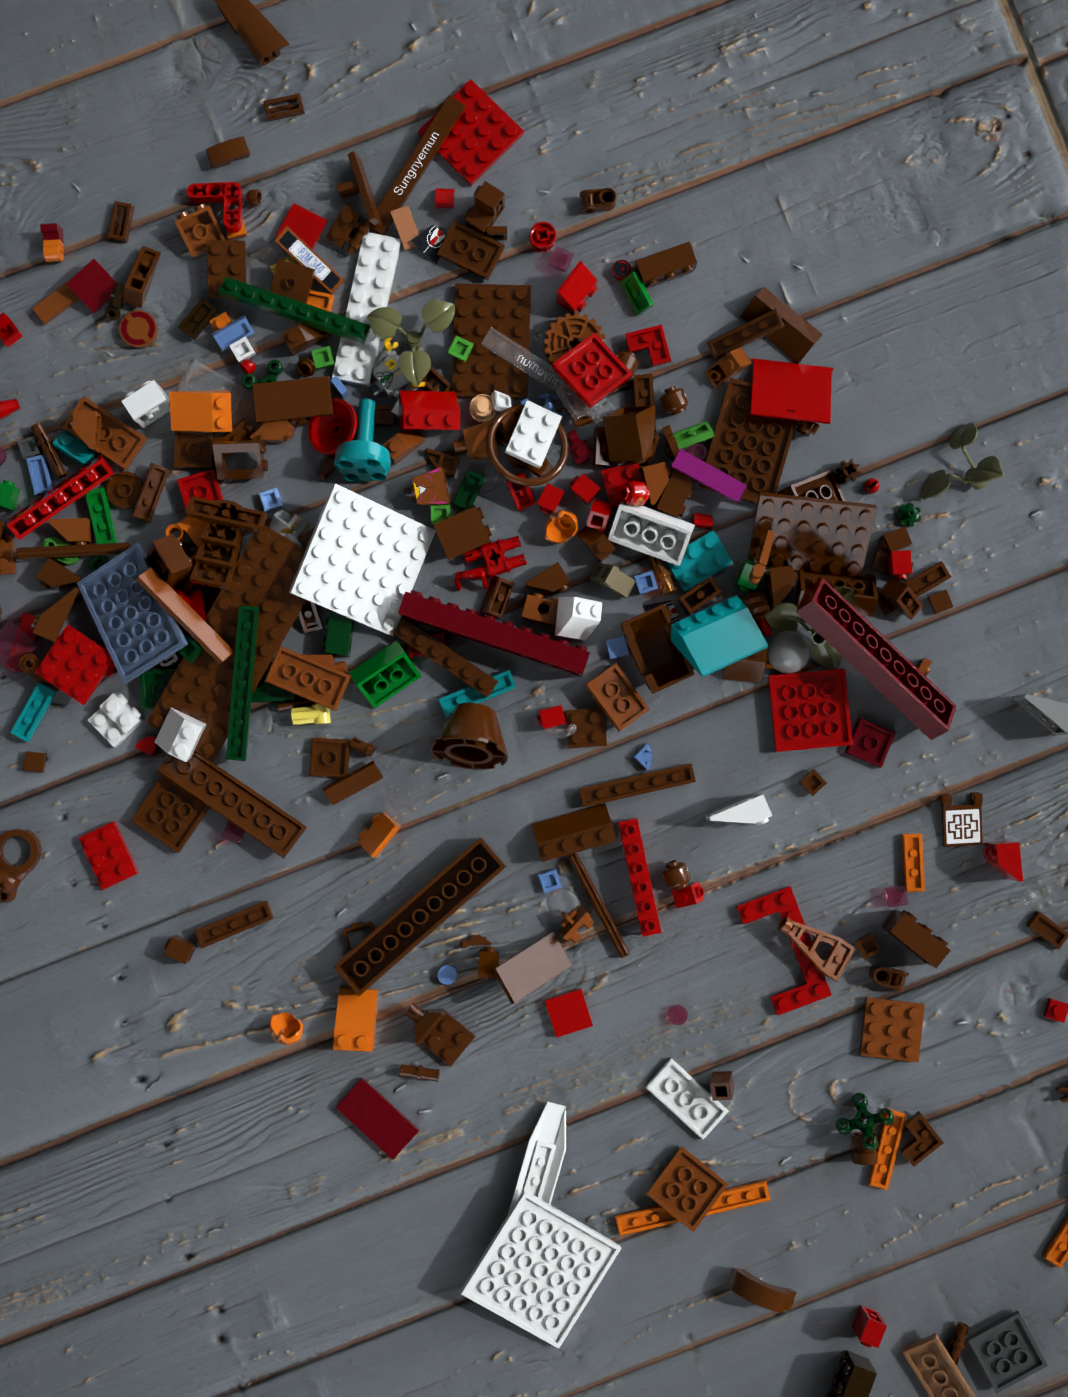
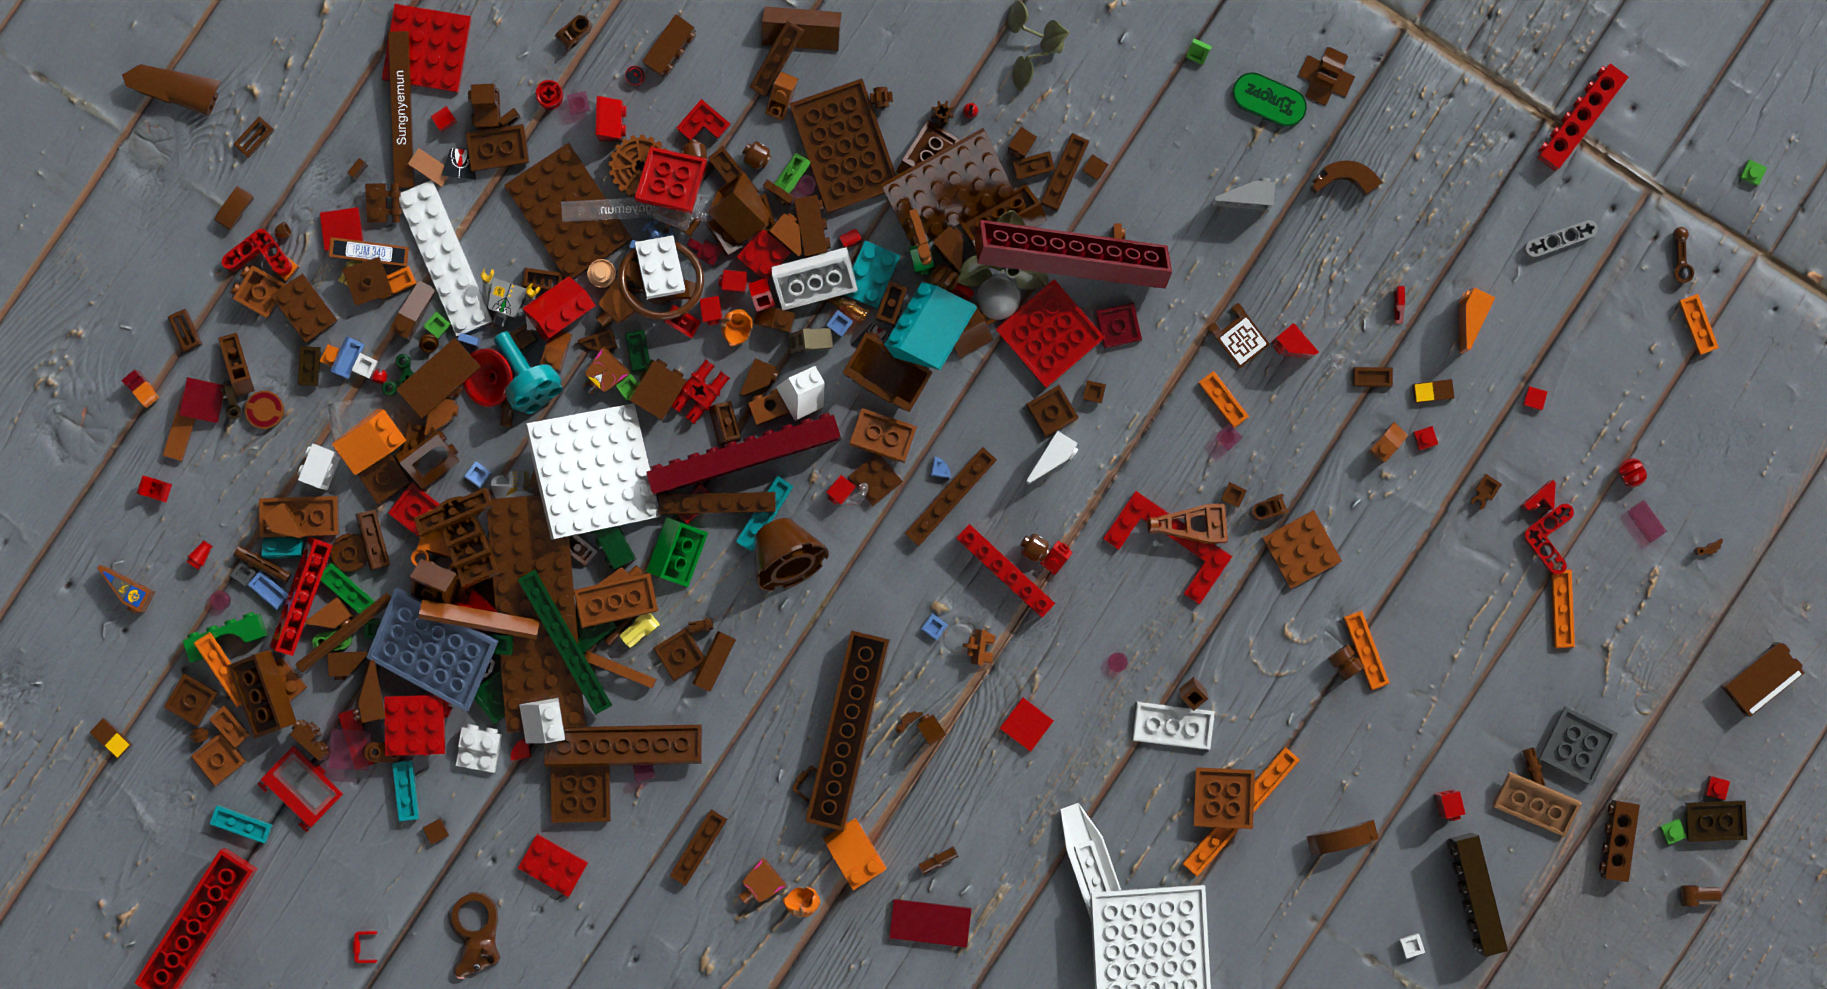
camera: 35 degrees left, 0 degrees up
(179, 949) = (667, 899): reddish brown brick -> none
(265, 989) = (761, 882): none -> dark orange torso
(273, 736) = (620, 669): none -> dark orange beam
(294, 310) = (387, 302): dark green plate -> none
(364, 189) = (372, 159): reddish brown tile -> none
(379, 834) = (765, 688): orange slope -> none
(413, 364) = (471, 262): olive plant -> none
(440, 1032) = (932, 815): reddish brown plate -> none
(447, 974) = (904, 764): medium blue tile -> none
(460, 349) = (548, 237): bright green plate -> none
(470, 574) = (688, 420): red piece -> none
(500, 401) = (612, 257): white tile -> none
(532, 967) = (969, 706): tile -> none
(574, 832) = (925, 572): reddish brown slope -> none
(598, 905) = (988, 618): reddish brown axle -> none
(617, 647) = (854, 394): medium blue tile -> none
(634, 493) = (778, 257): red head -> none
(636, 293) = (662, 87): green plate -> none
(708, 475) = (828, 199): magenta tile -> none
(767, 774) = (1052, 411): none -> reddish brown tile
(791, 391) = (848, 79): red piece -> none
(871, 1122) = (1330, 639): dark green gear -> none
(899, 564) = (1038, 161): red brick -> none
(901, 598) = (1060, 188): reddish brown slope -> none
(908, 514) = (1018, 117): dark green plant -> none
(917, 937) = (1267, 459): reddish brown brick -> none
(925, 1139) = (1391, 621): reddish brown plate -> none
(1022, 993) = (1388, 443): none -> dark orange slope

